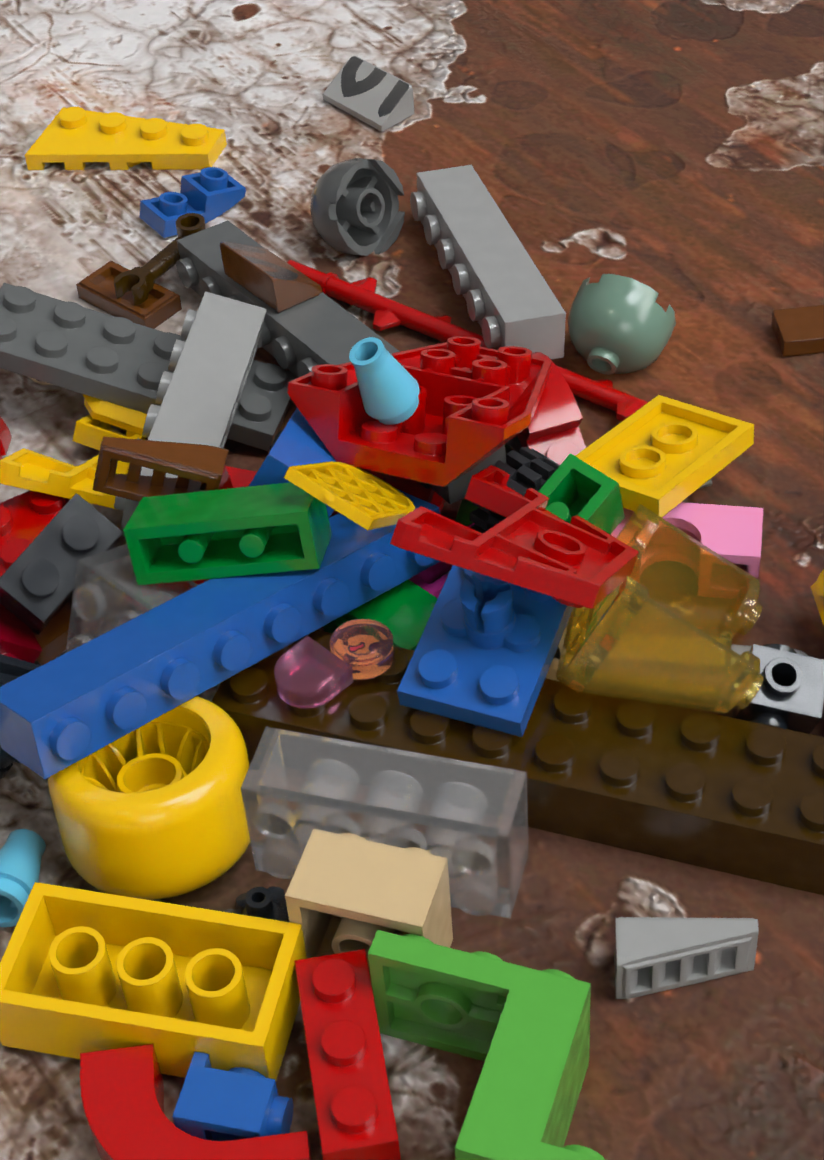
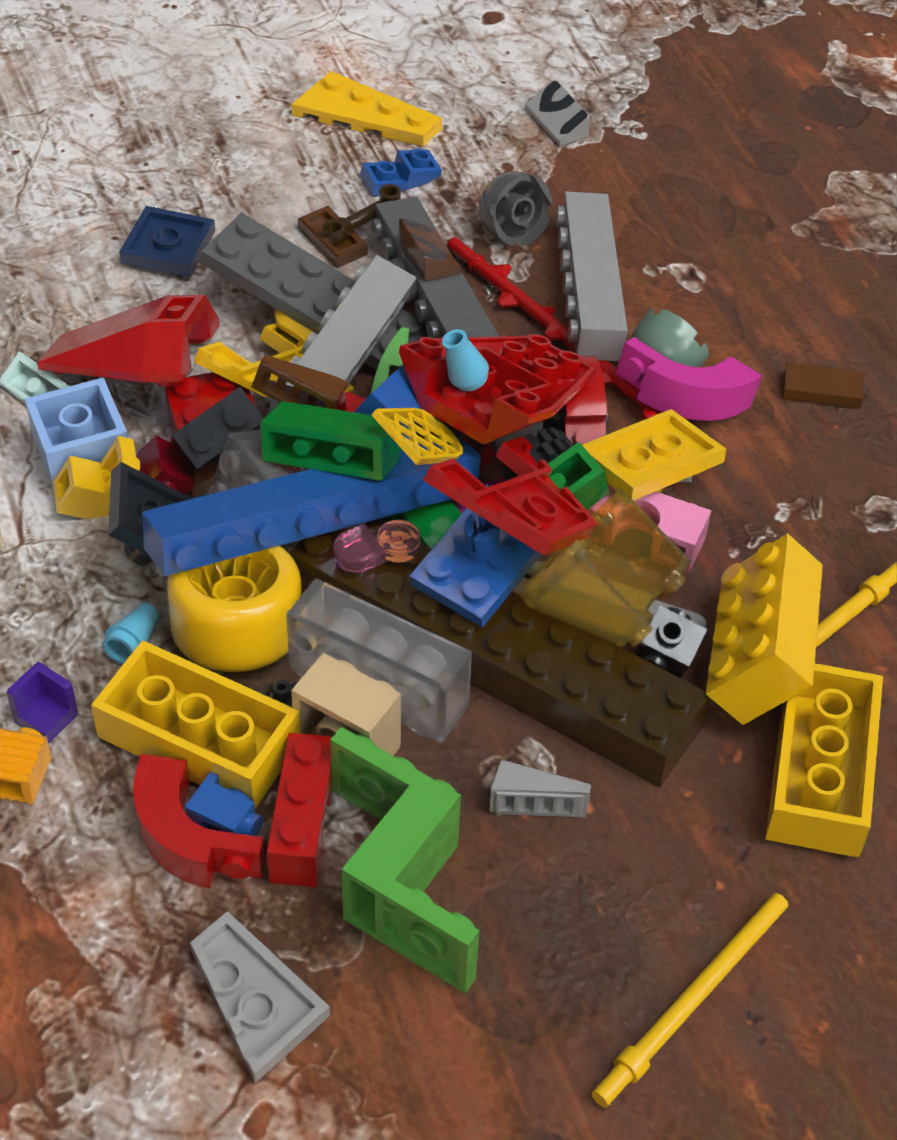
camera: 10 degrees right, 5 degrees up
(267, 421) = (391, 359): none -> bright green slope
(682, 367) = (689, 391): none -> dark pink arch

